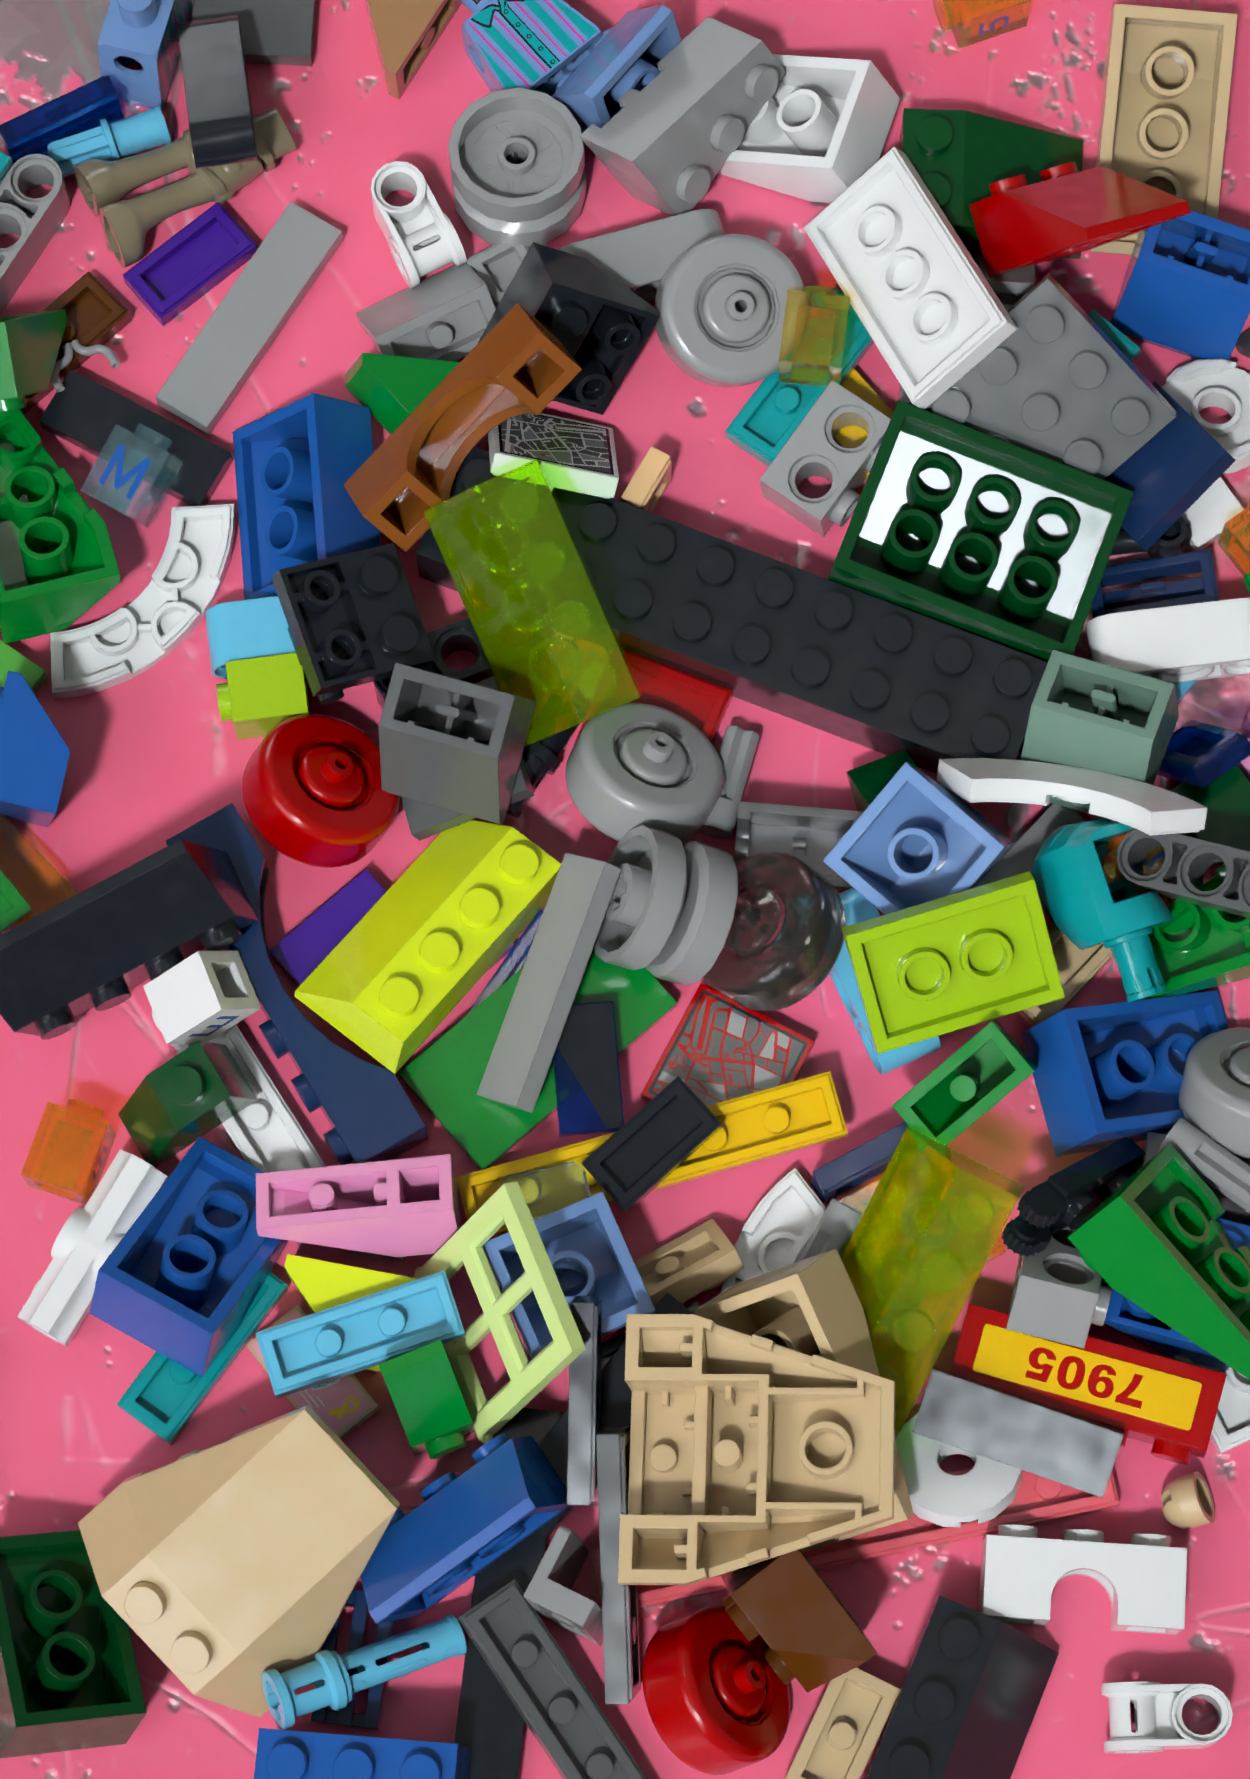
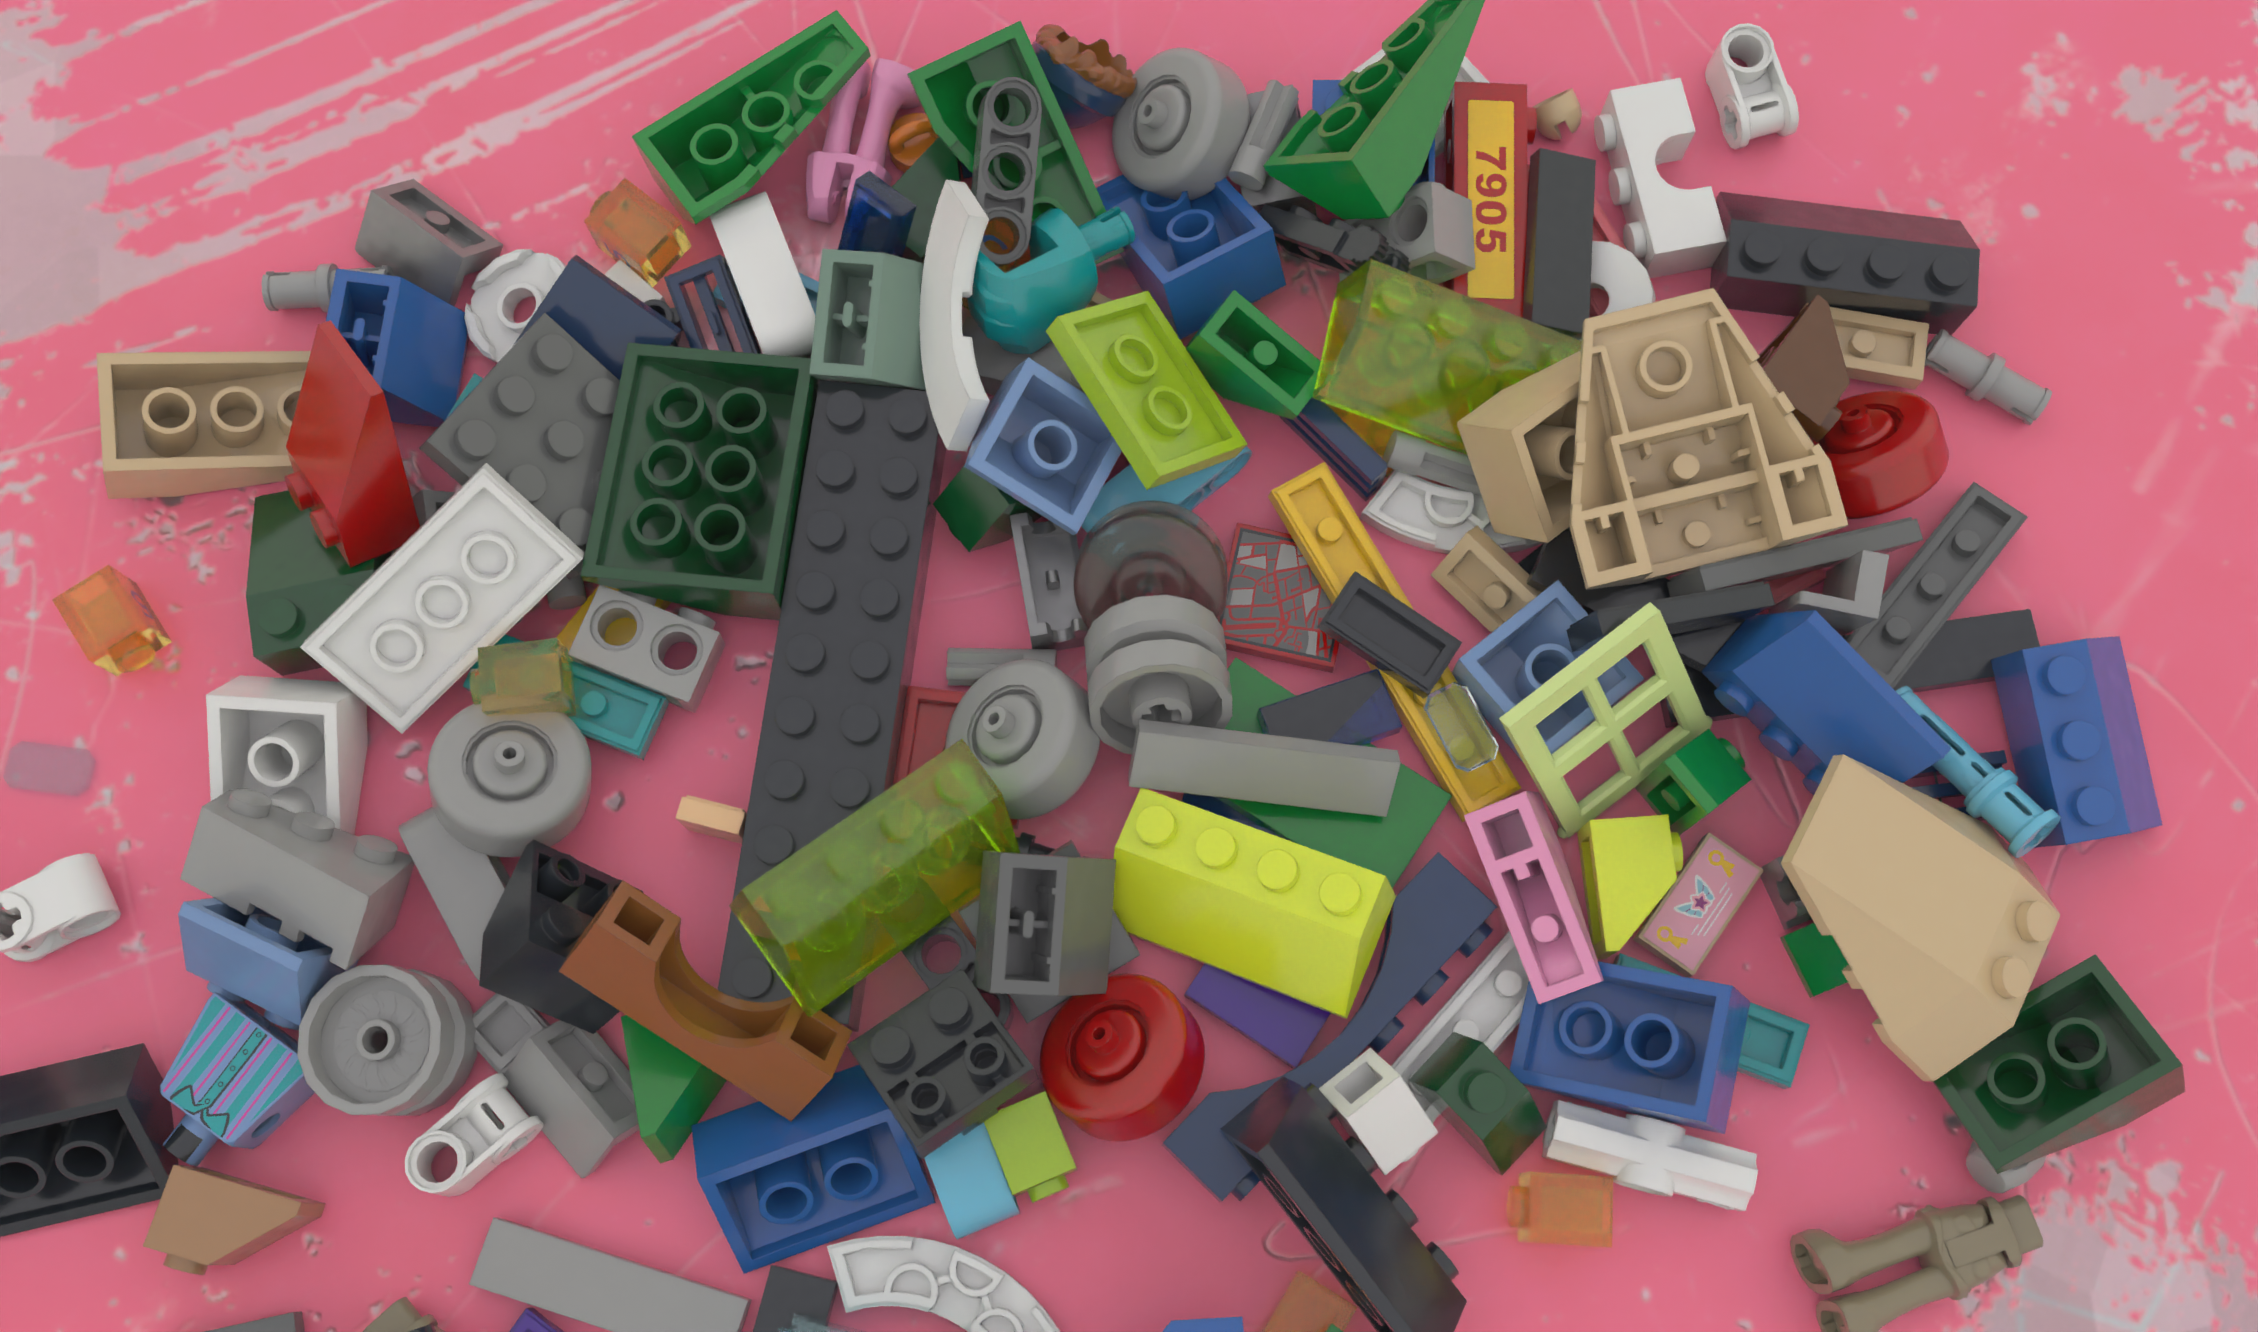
camera: 105 degrees left, 0 degrees up
(359, 1334) = (1665, 854): medium azure tile -> none
(572, 452) = (700, 894): tile -> none

